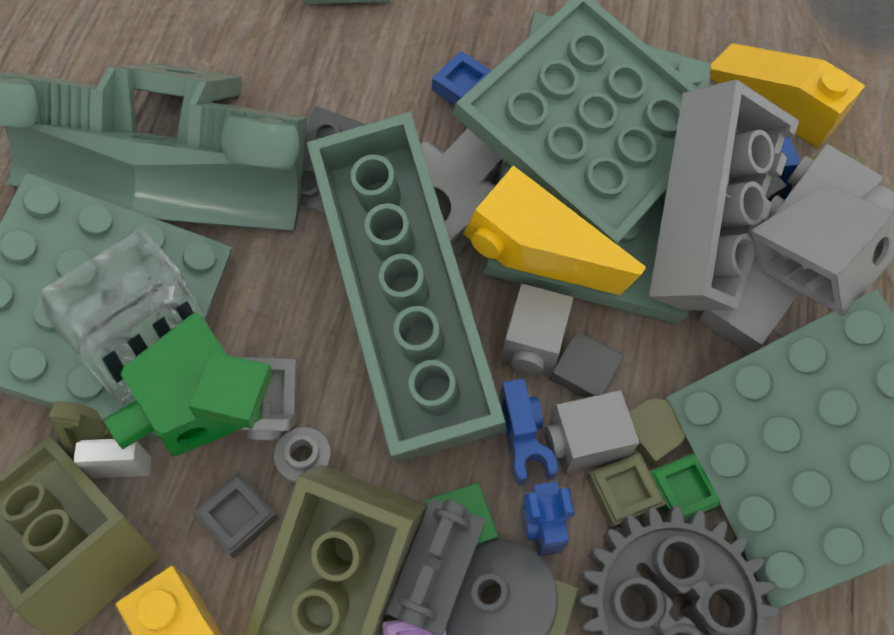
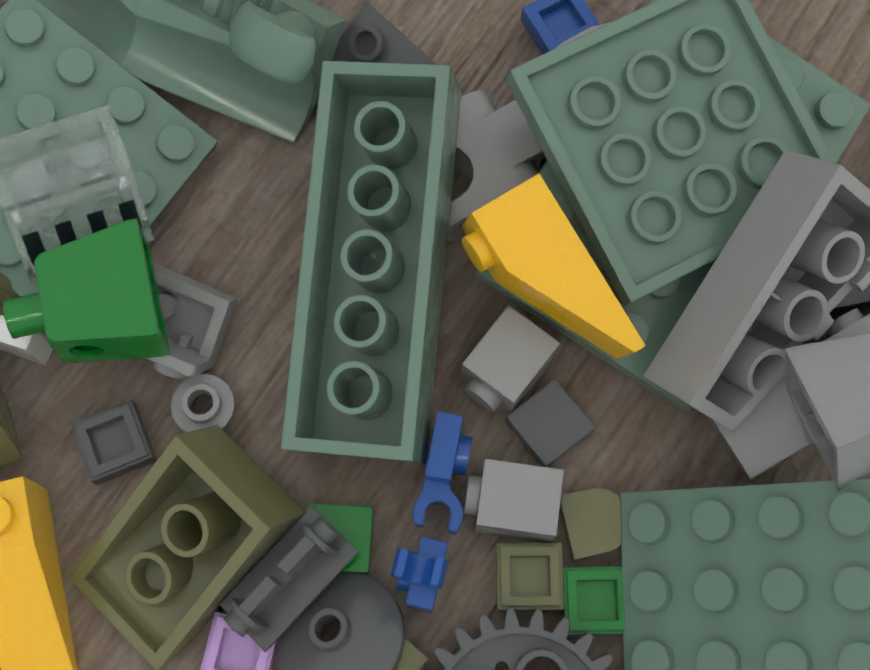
camera: 25 degrees right, 10 degrees up
(231, 390) = (134, 322): green tile -> none

